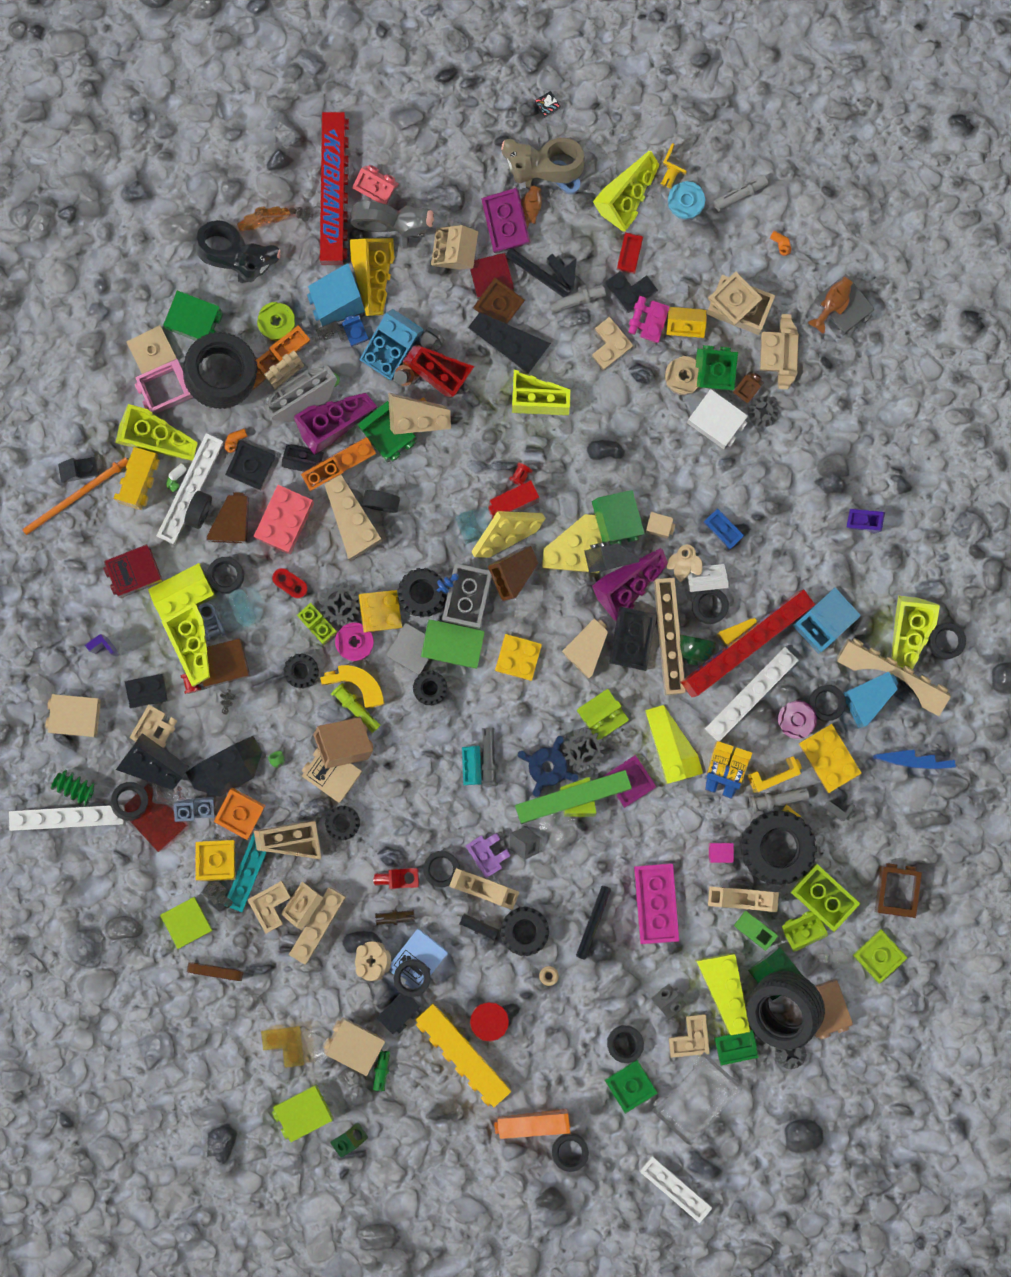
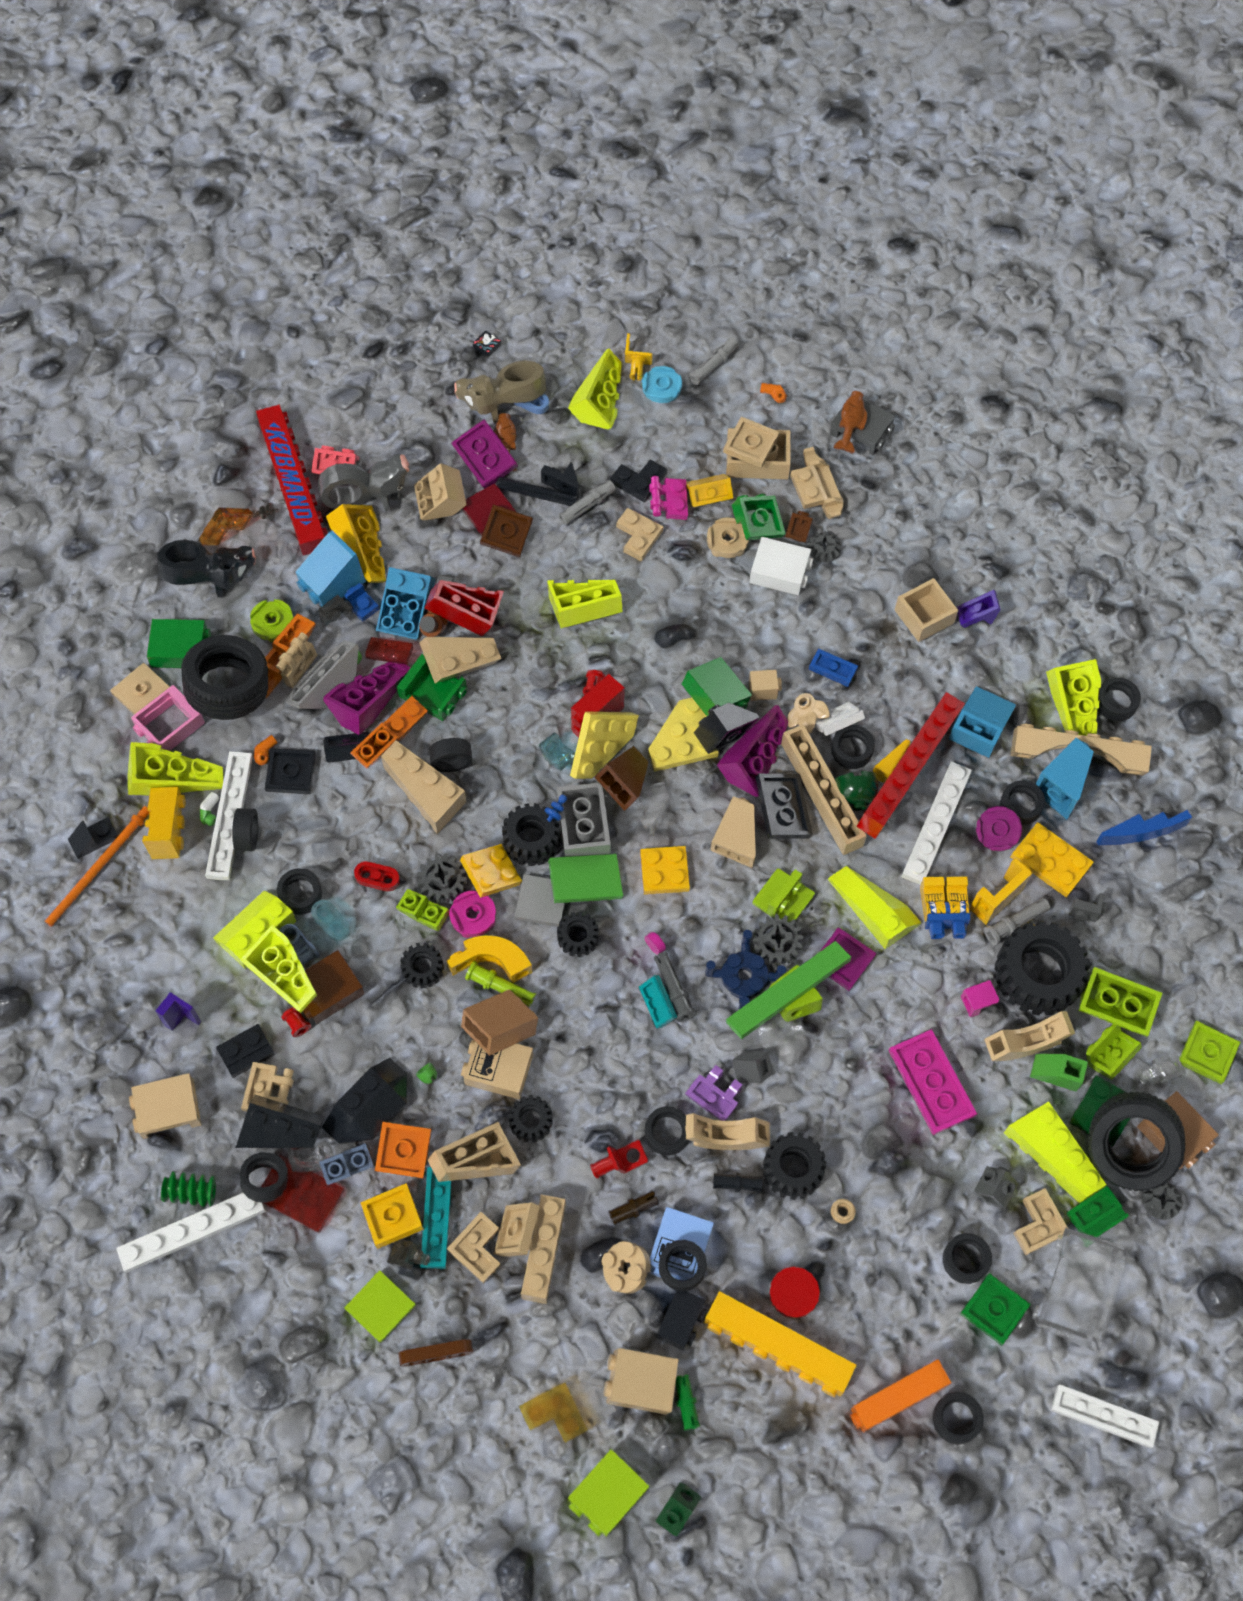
camera: 20 degrees left, 20 degrees down
(132, 571) = (189, 922): dark red brick -> none
(226, 702) = (346, 1031): clear smoke hair -> none
(231, 521) = (287, 833): reddish brown slope -> none
(284, 519) = (347, 811): coral brick -> none
(363, 384) = (389, 650): none -> clear red plate
(487, 717) = (655, 943): none -> dark pink tile
(511, 342) = (531, 561): black wing -> none
(593, 922) = (869, 1130): black axle -> none
(629, 253) = (624, 446): red tile -> none
(821, 506) = (926, 610): none -> tan piece
(879, 908) = (1196, 995): reddish brown window -> none

